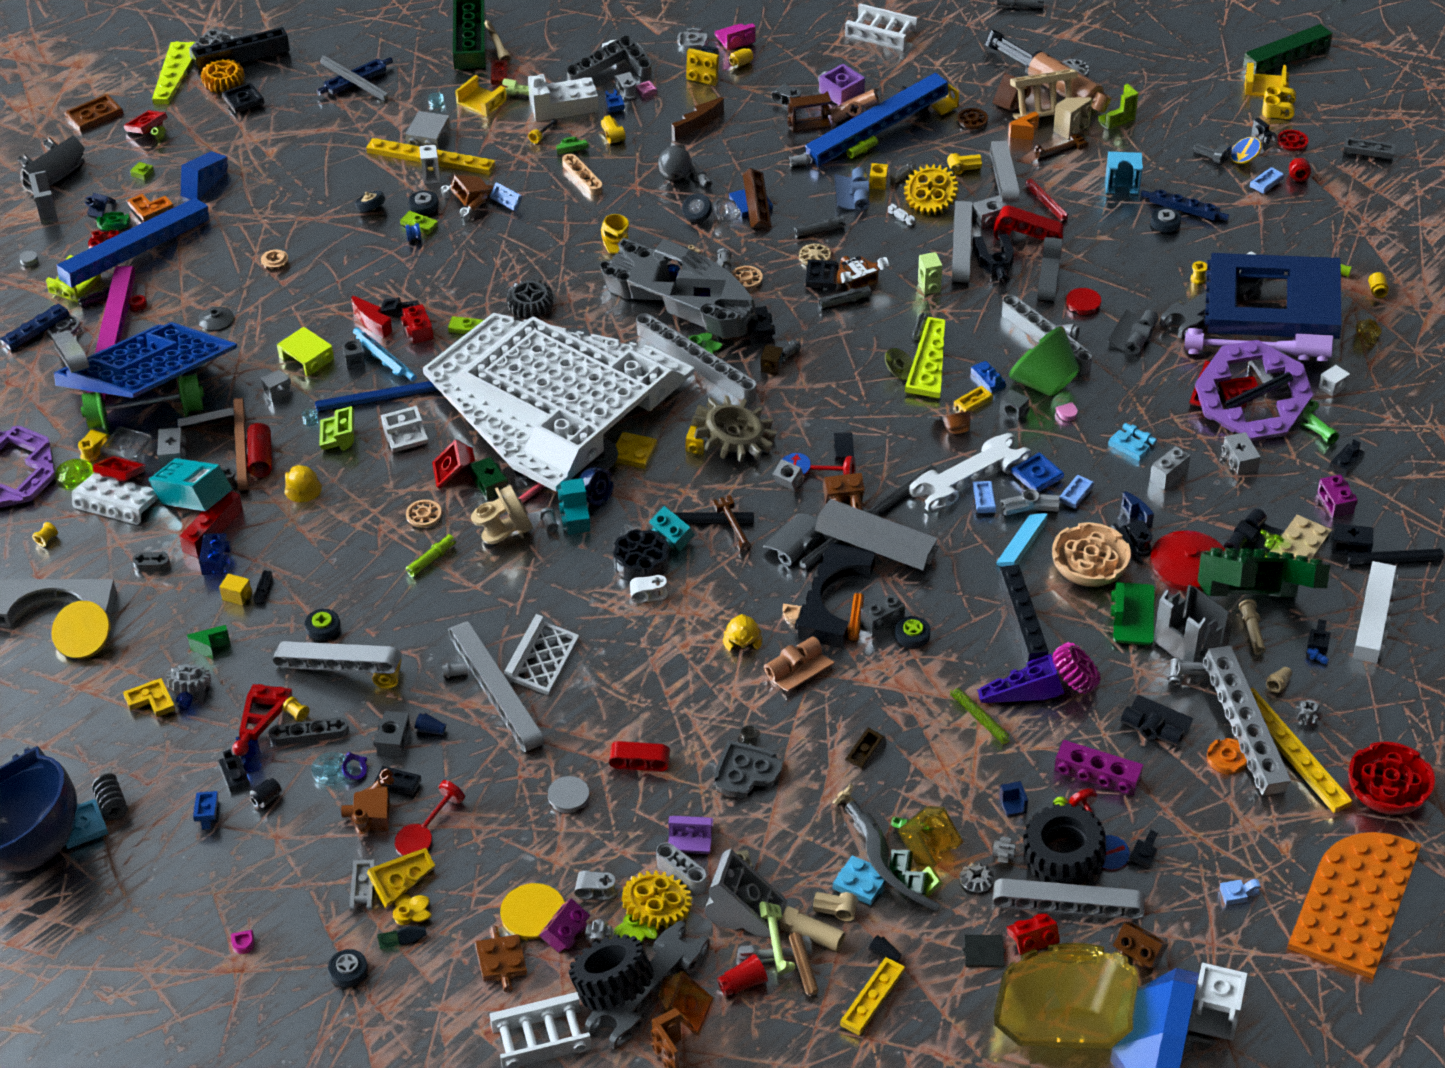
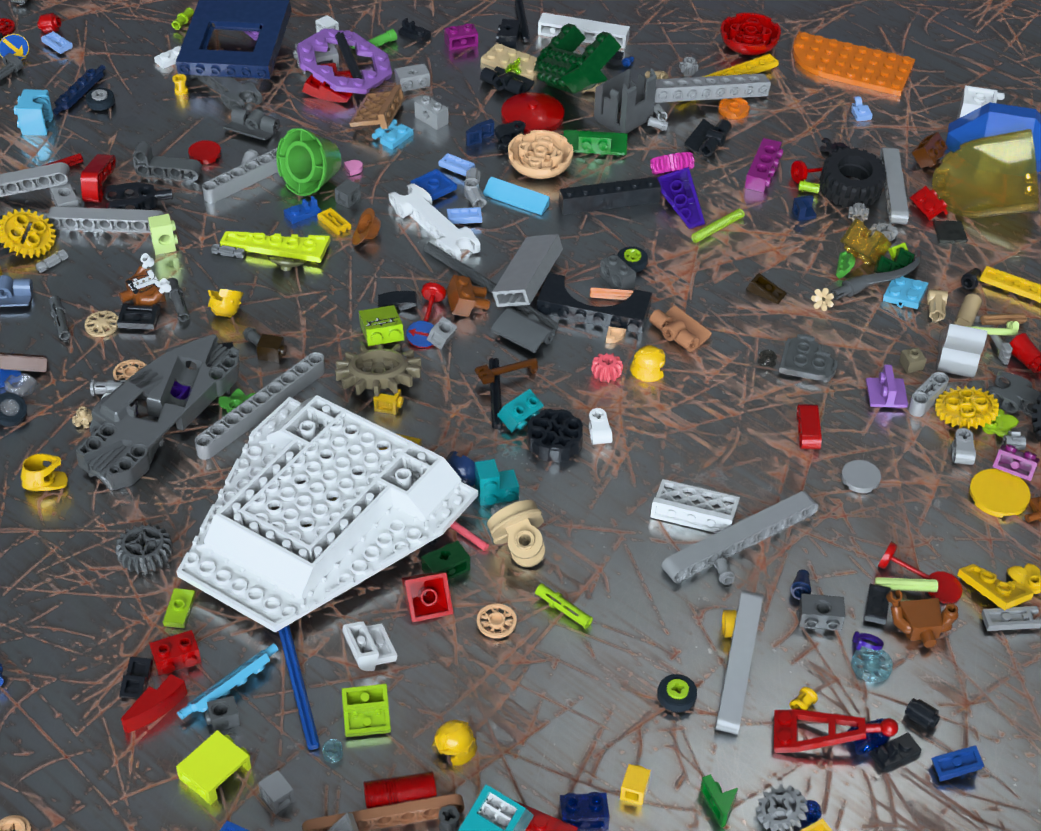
camera: 95 degrees left, 0 degrees up
(262, 586) = (620, 760): black axle -> none
(309, 734) = (826, 689): dark grey beam -> none
(416, 805) = (906, 584): none -> yellowish green axle
(736, 599) = (607, 367): none -> coral gear
(796, 429) = (381, 325): none -> lime brick
(834, 325) = (225, 302): none -> yellow helmet
(1174, 430) = (380, 106): none -> medium nougat fence
(1303, 346) = (297, 29): lavender bar -> none

